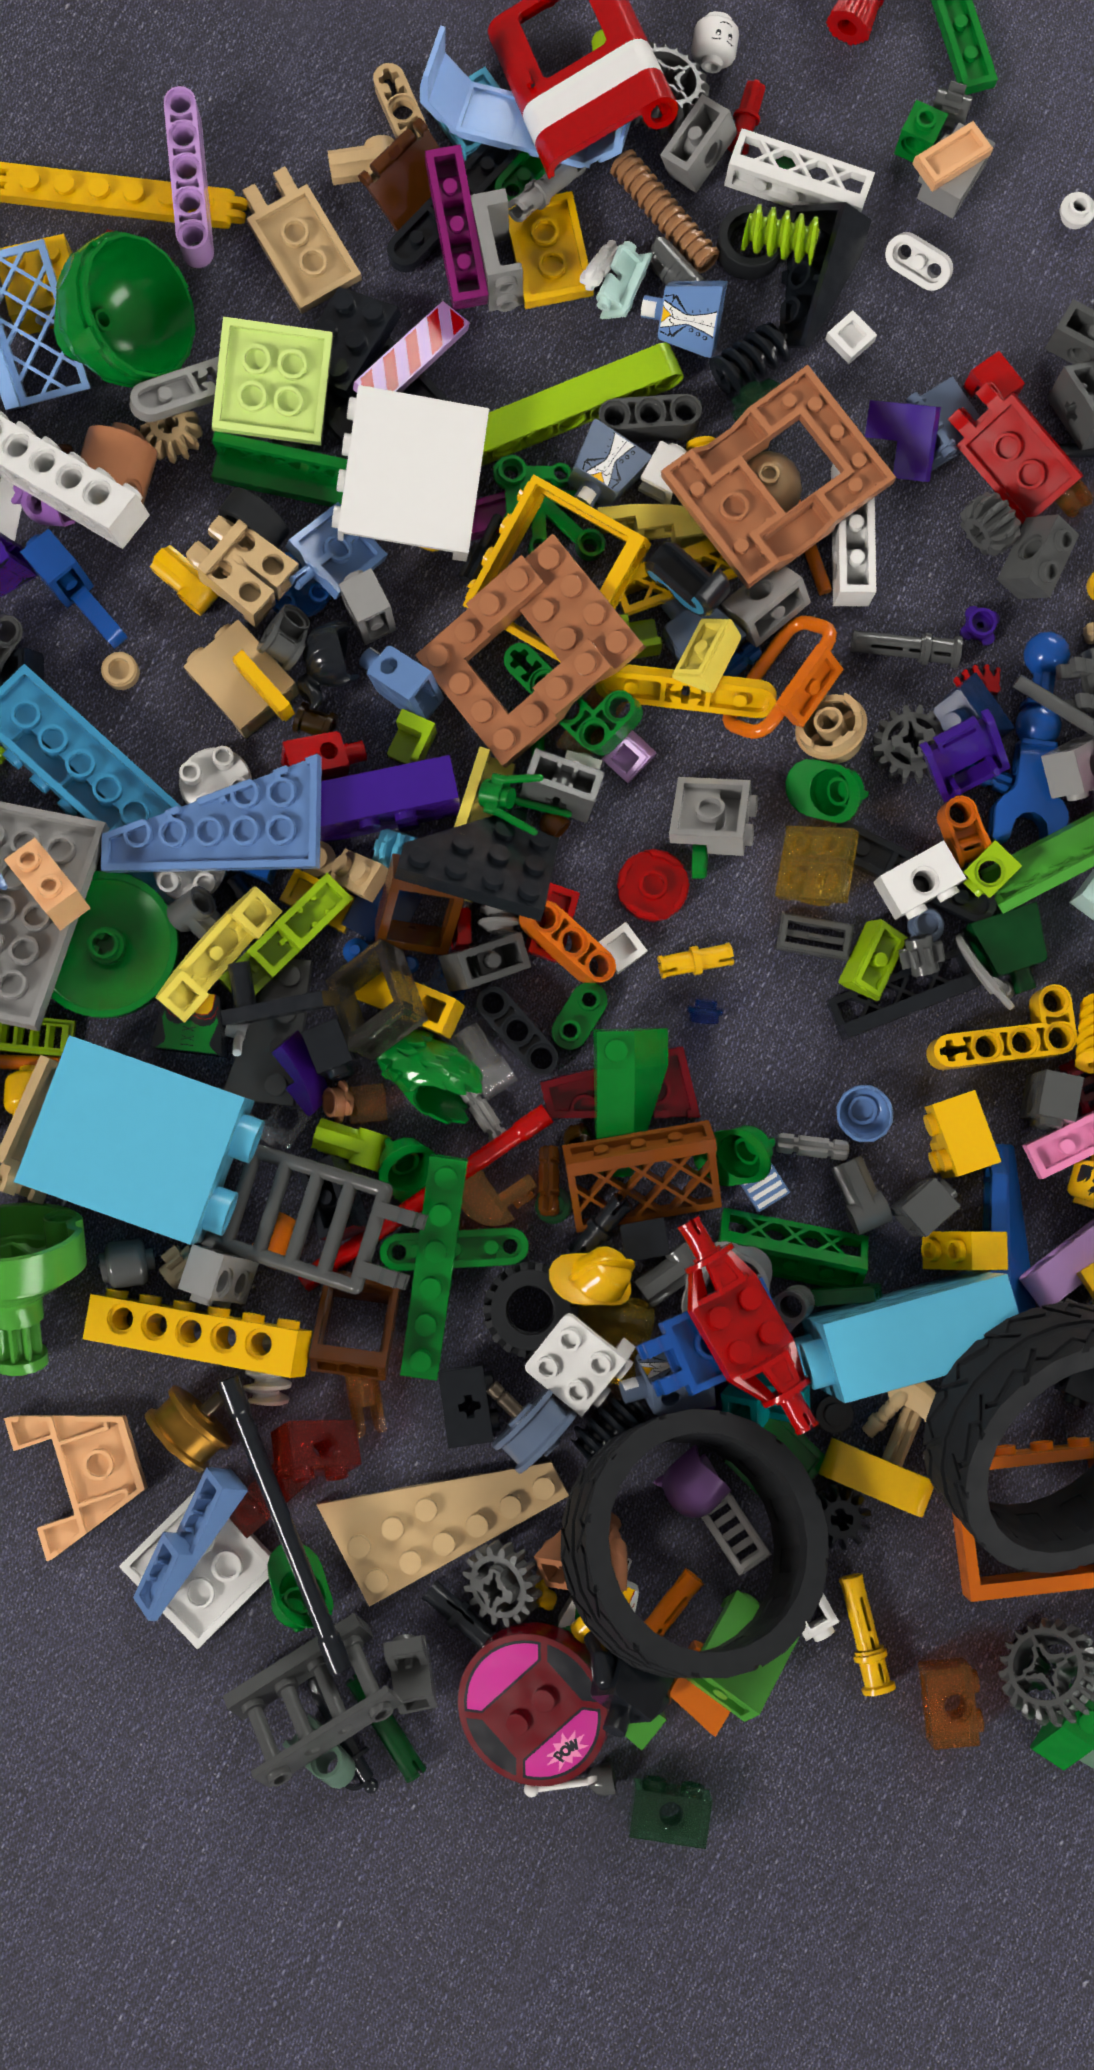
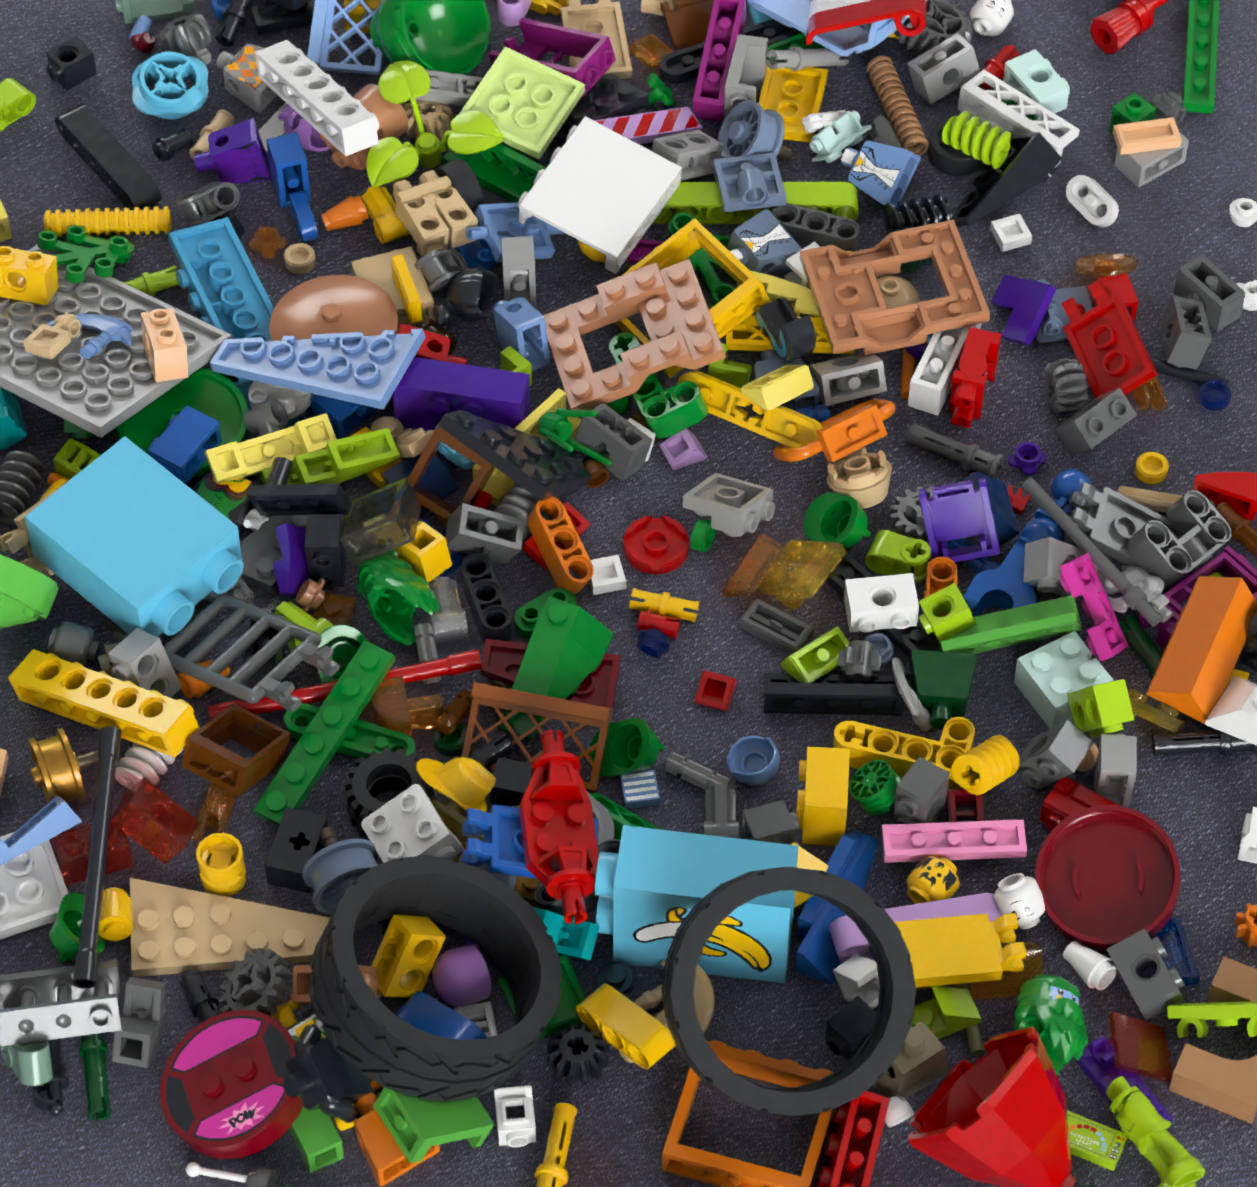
camera: 25 degrees right, 30 degrees down
(67, 665) = (267, 242): none -> clear orange plate
(125, 986) = (184, 443): none -> blue brick
(143, 595) = (345, 214): none -> orange cone
(201, 747) = (333, 306): none -> nougat dish
(237, 444) = (392, 161): none -> lime plant
(245, 270) = (543, 37): none -> magenta door
(325, 1556) = (116, 915): none -> yellow brick
(370, 239) = (649, 50): none -> clear orange plate
(402, 1460) = (221, 865): none -> yellow wheel
(403, 293) = (658, 92): none -> green plant
(475, 372) = (691, 151): none -> light grey brick
(535, 325) = (752, 131): none -> sand blue wheel
(562, 390) = (749, 182): none -> sand blue plate
(640, 1498) = (407, 955): none -> yellow brick
(699, 986) = (663, 623): none -> red pin
(701, 1555) = (438, 1019): none -> blue beam
(765, 880) = (753, 567): none -> clear orange slope
(787, 1036) = (715, 690): none -> red slope
(795, 103) = (1038, 81): none -> light aqua brick
(896, 553) = (976, 366): none -> red hips
(898, 804) = (897, 554): none -> lime piece
(967, 343) = (1106, 264): none -> clear orange dish
(1001, 1096) = (875, 788): none -> green wheel

